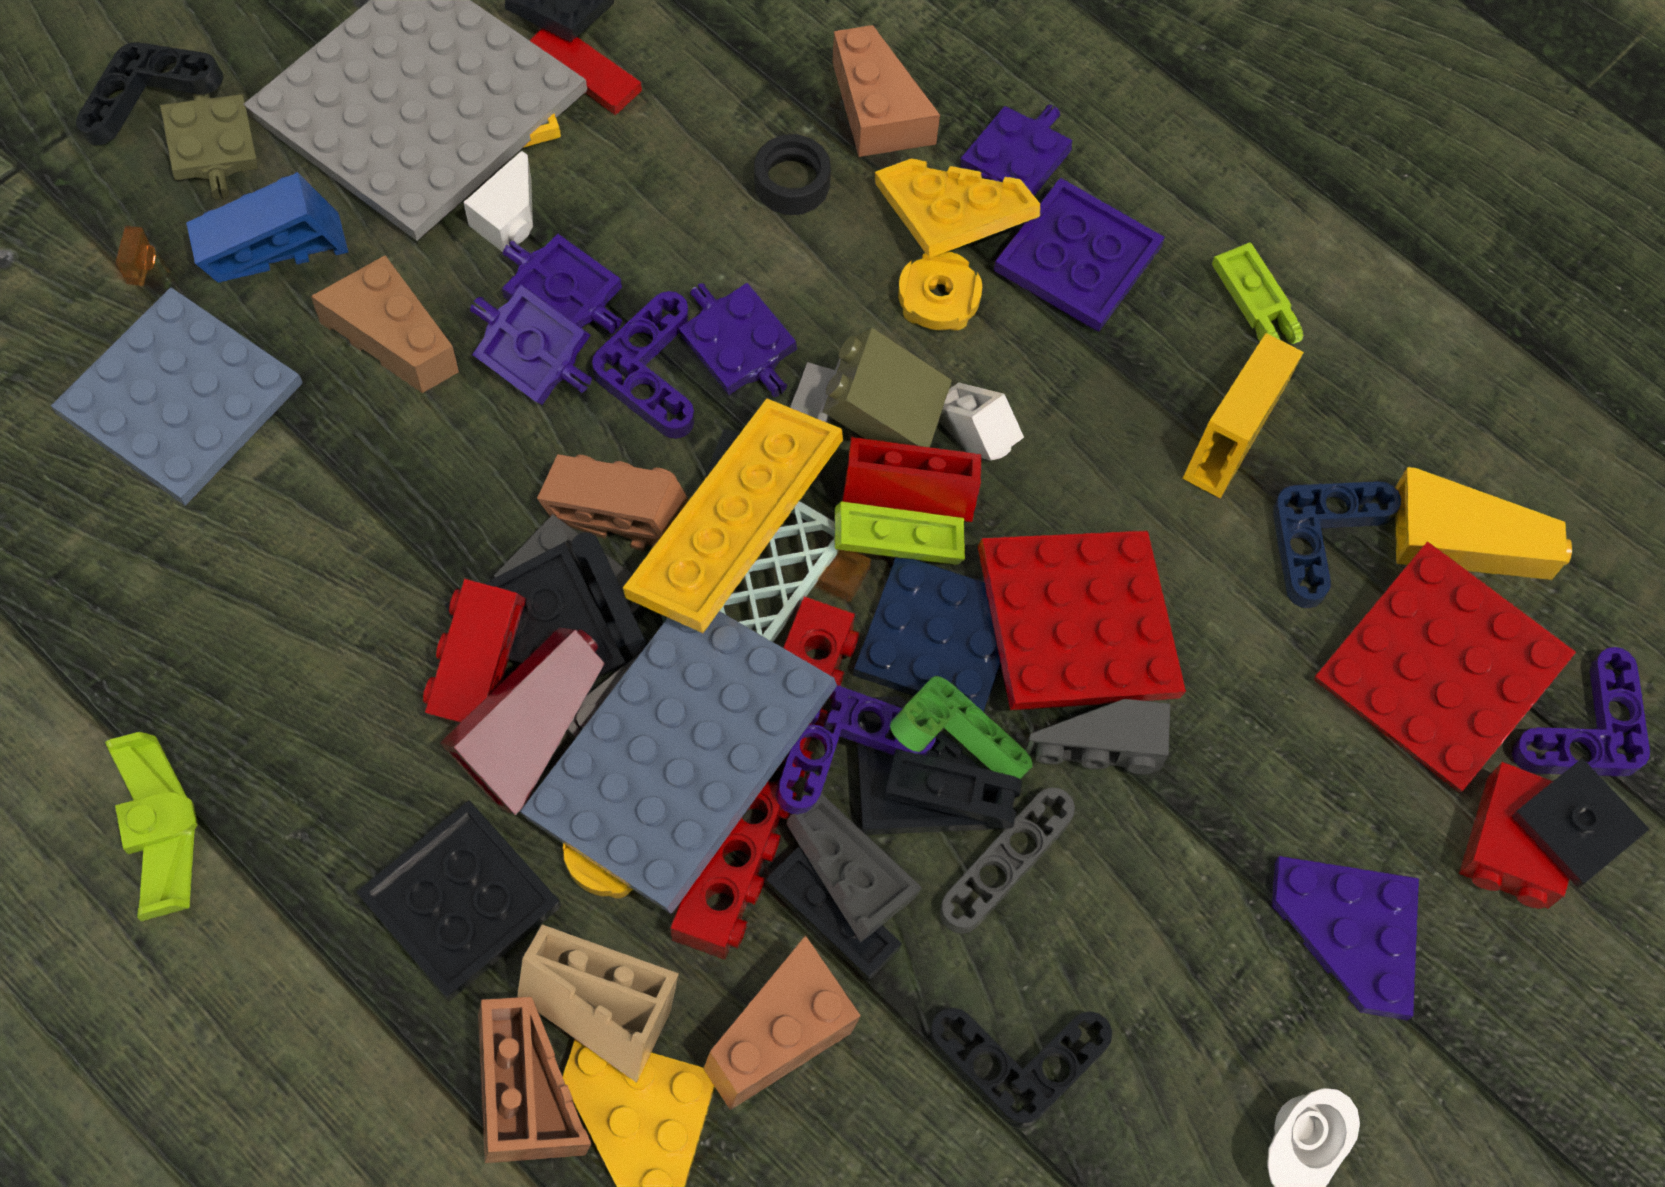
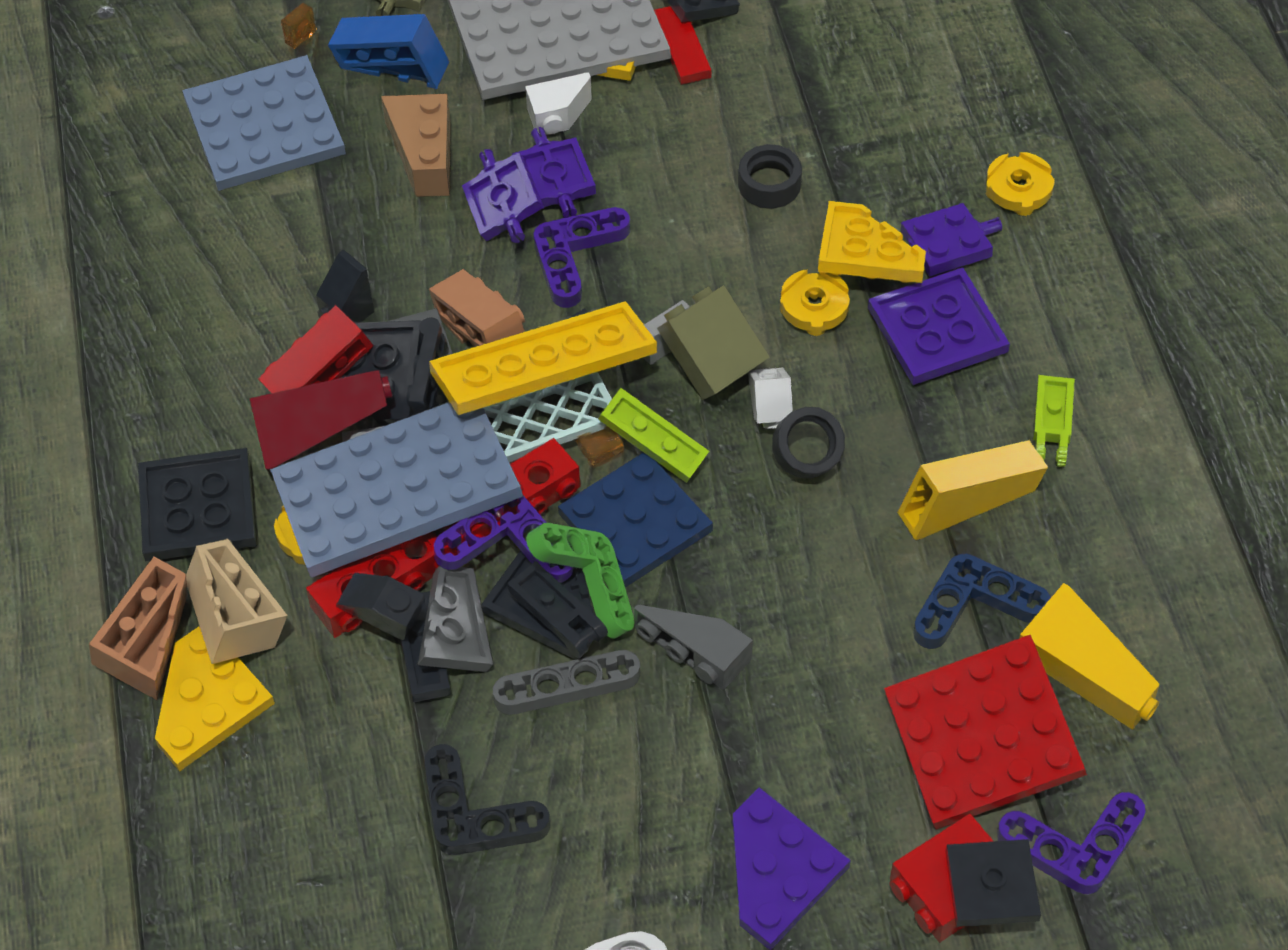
camera: 40 degrees right, 10 degrees down
(156, 822) = (56, 362): lime plate -> none
(445, 553) = (347, 288): none -> black slope
(738, 339) = (648, 263): dark purple plate -> none
(774, 897) = (382, 603): none -> black slope
(782, 1027) = (326, 688): nougat wedge -> none
(880, 95) = (869, 153): nougat wedge -> none
(912, 478) = (690, 405): red brick -> none
(1038, 73) = (1017, 197): none -> yellow plate
(1080, 619) = (739, 557): red plate -> none
(1085, 446) = (829, 425): none -> black tyre

